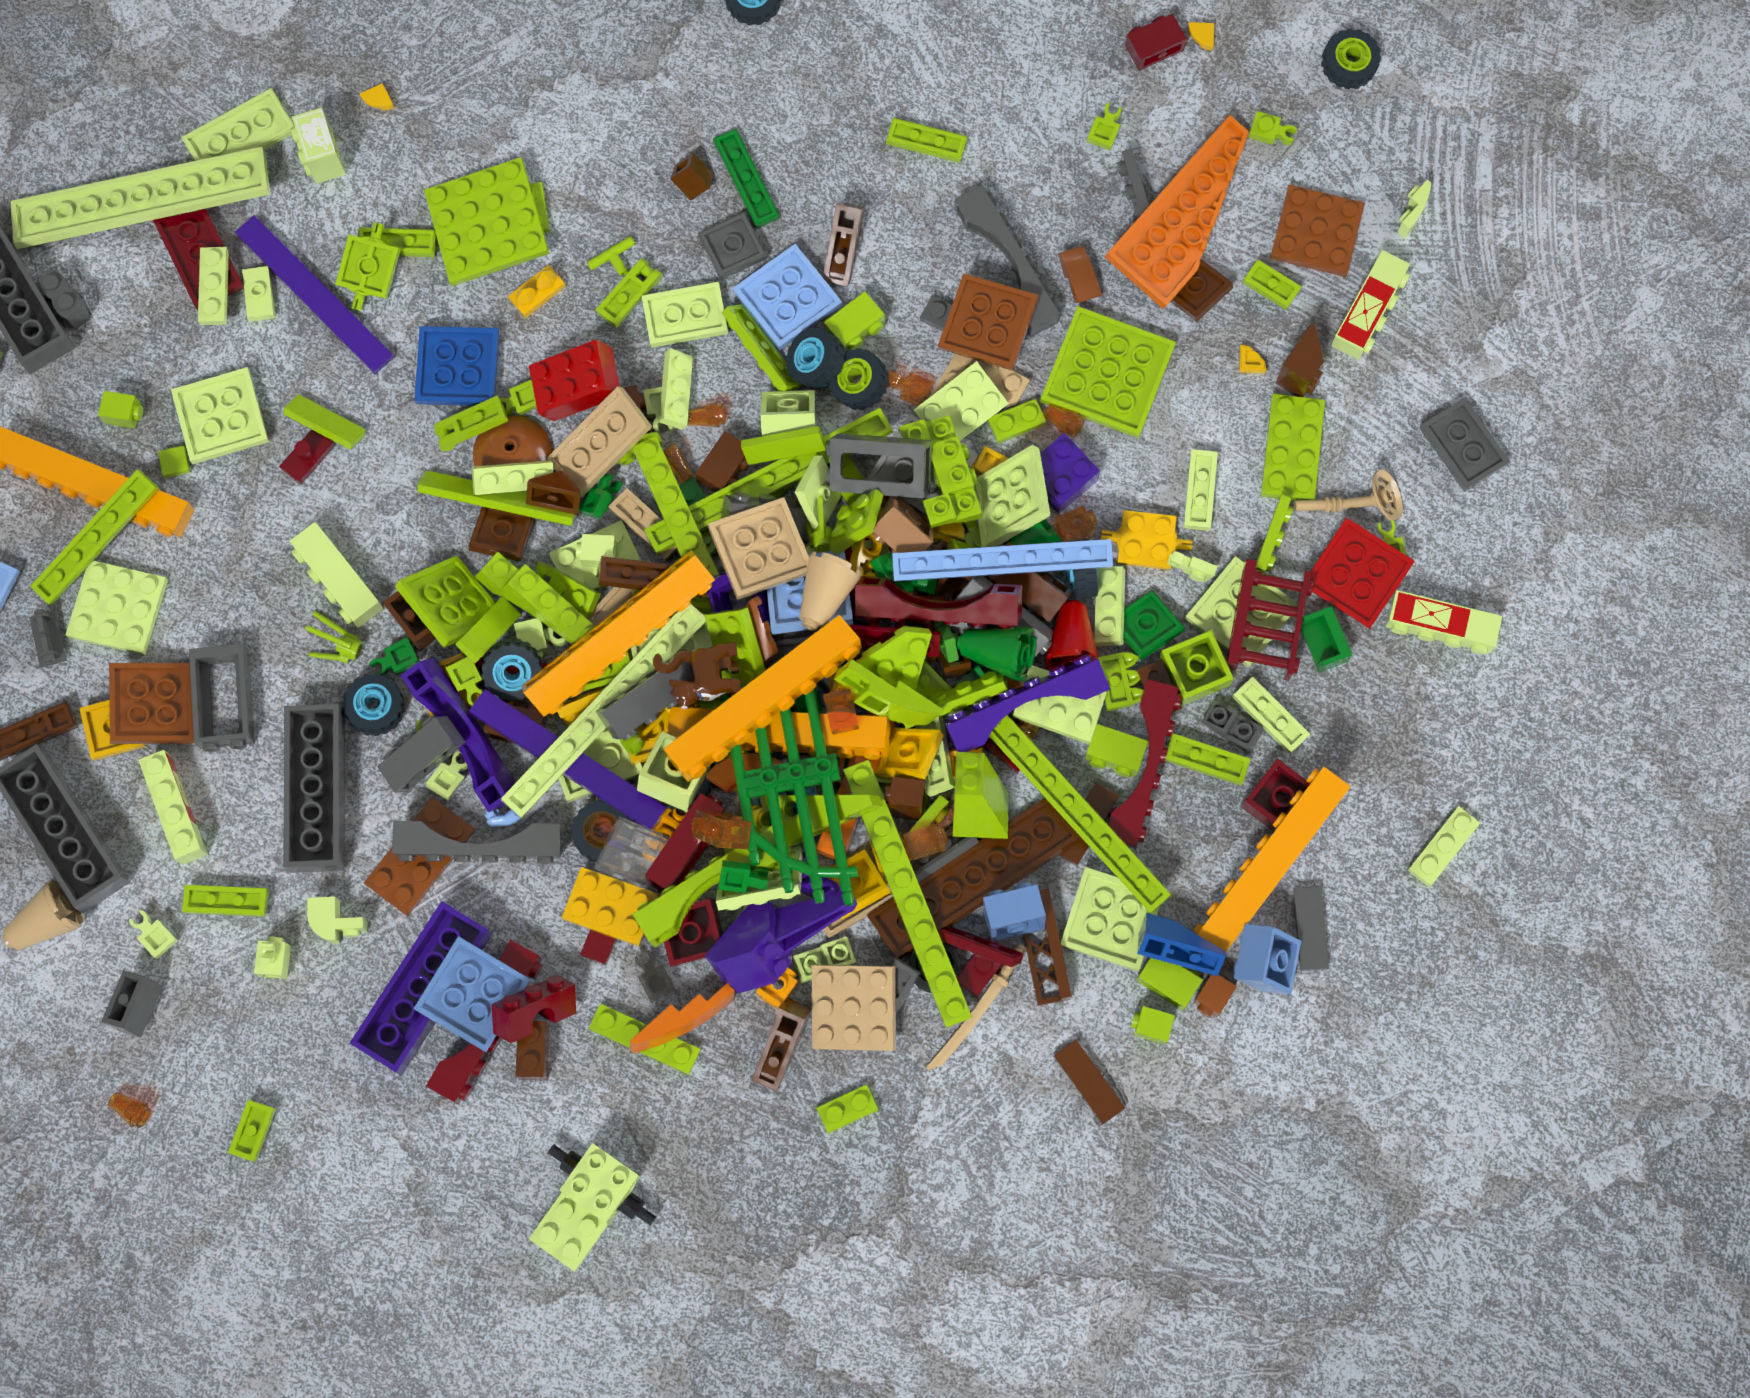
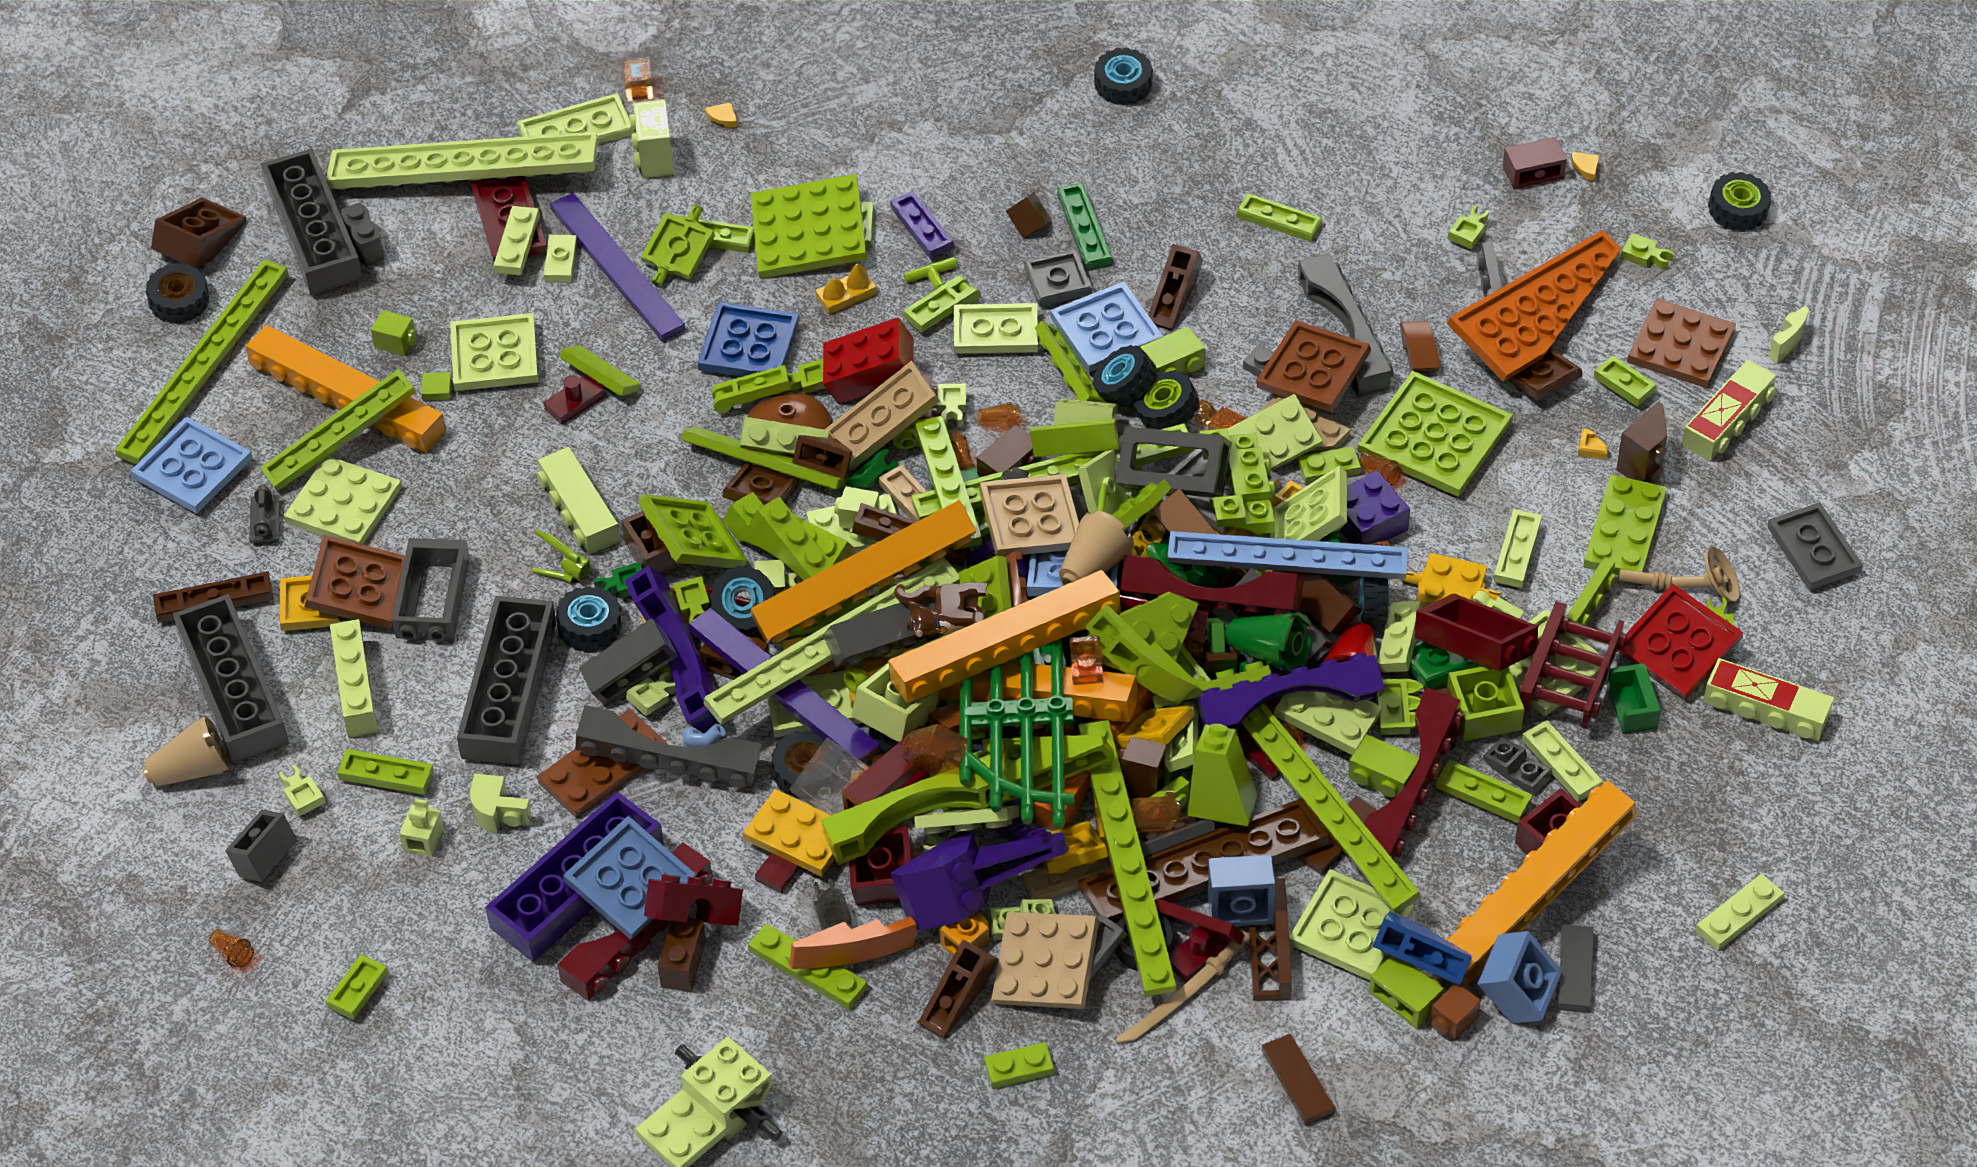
camera: 10 degrees right, 25 degrees down
(287, 68) = (637, 79): none -> clear orange brick
(488, 629) = (716, 560): lime tile -> none
(593, 202) = (922, 224): none -> plate
(675, 389) = (972, 386): yellowish green plate -> none
(737, 876) = (942, 793): green plate -> none
(1152, 1025) = (1380, 1030): lime brick -> none
(1185, 586) = (1476, 631): none -> dark red piece

